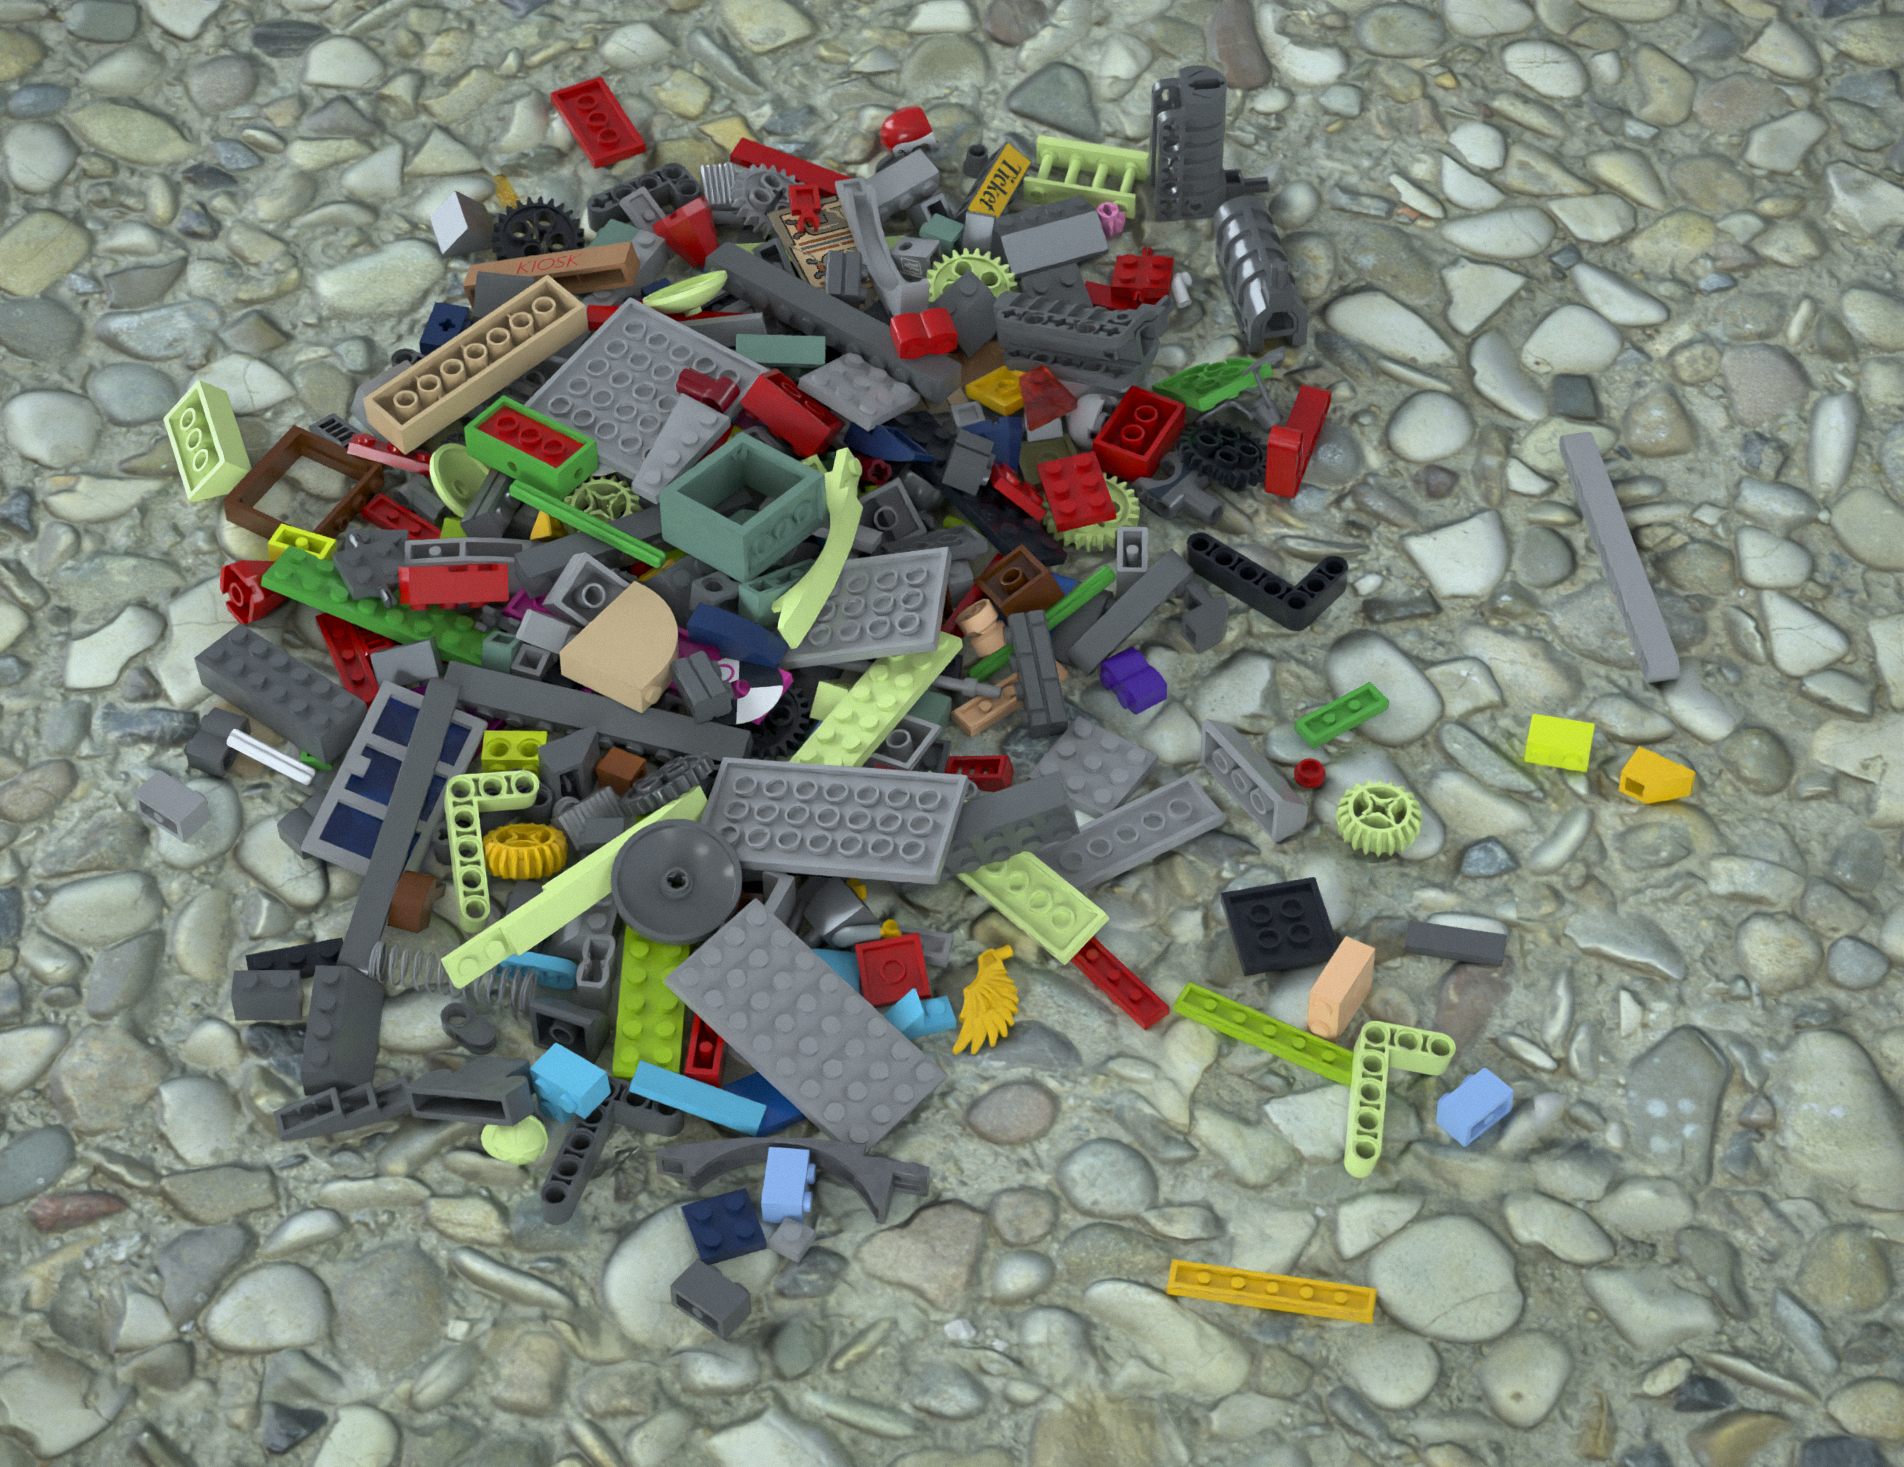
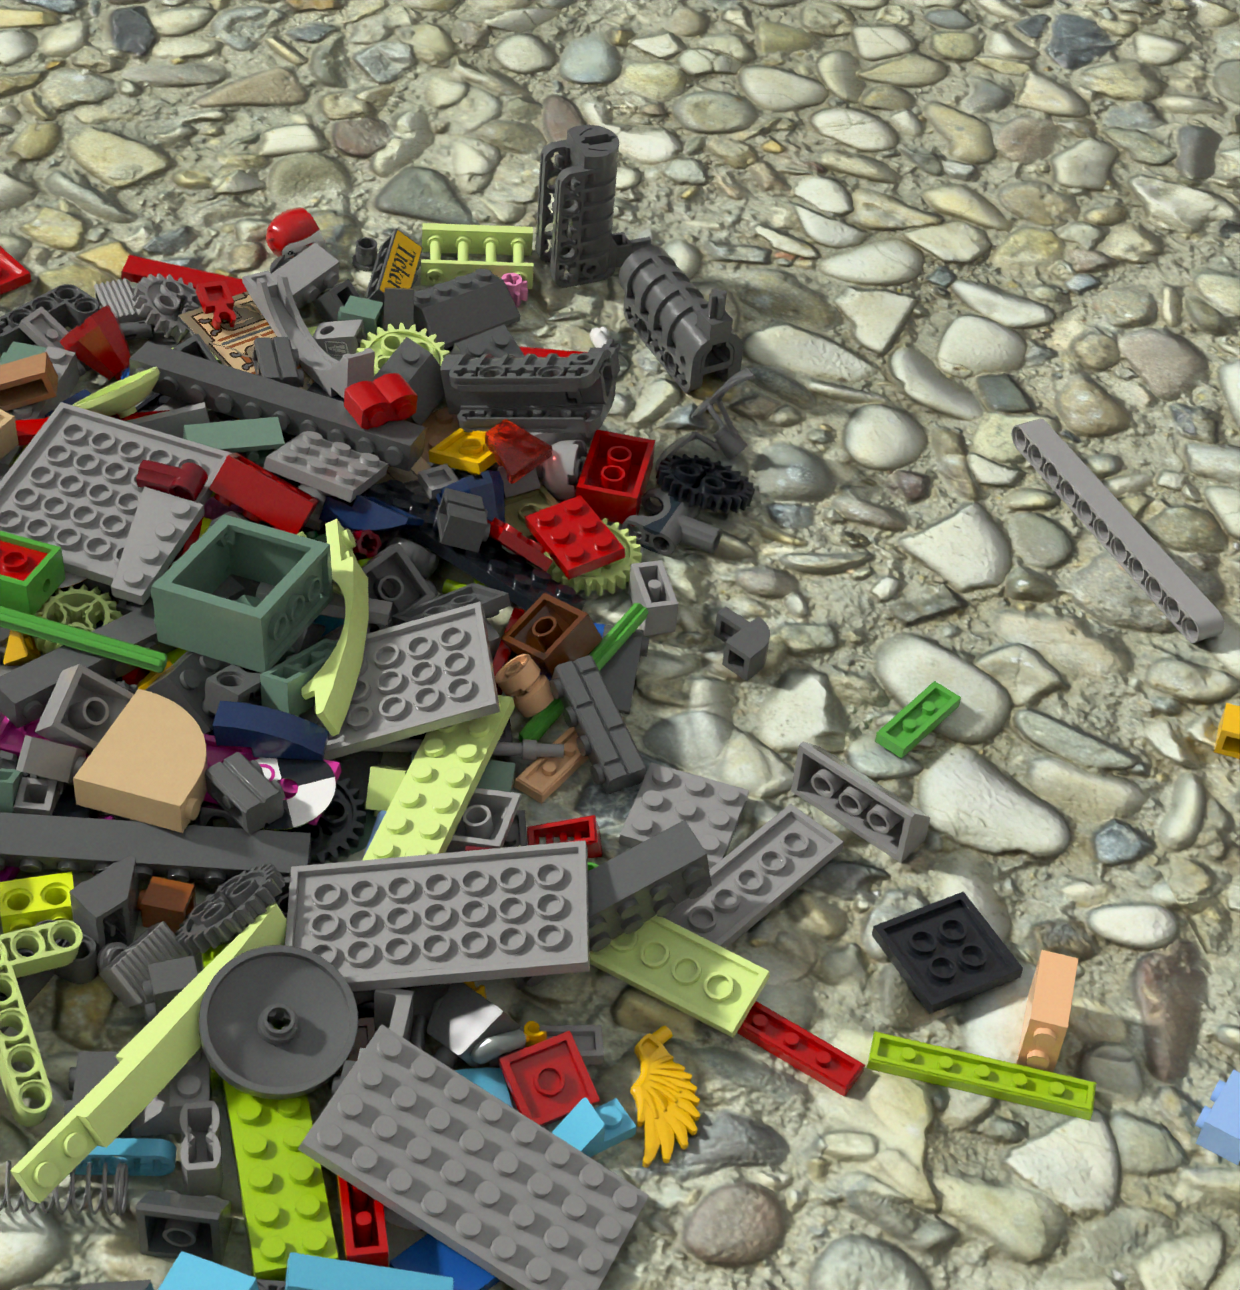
camera: 20 degrees left, 5 degrees down
(474, 1033) = (64, 1254): dark grey piece -> none
(524, 851) = (78, 1015): yellow gear -> none
(1133, 680) = (695, 716): dark purple brick -> none
(1142, 276) = (563, 334): red plate -> none
(1160, 582) = (675, 646): dark grey beam -> none
(1210, 383) = (671, 419): bright green plate -> none
(1264, 591) = (786, 605): black beam -> none
(1293, 445) = (770, 464): red beam -> none
(1309, 773) = (910, 783): red plate -> none
(1378, 1057) = (1112, 1083): yellowish green beam -> none
(1380, 808) = (1000, 818): yellowish green gear -> none
(1455, 943) = (1131, 938): dark grey tile -> none
(1559, 742) = (1143, 712): neon yellow brick -> none

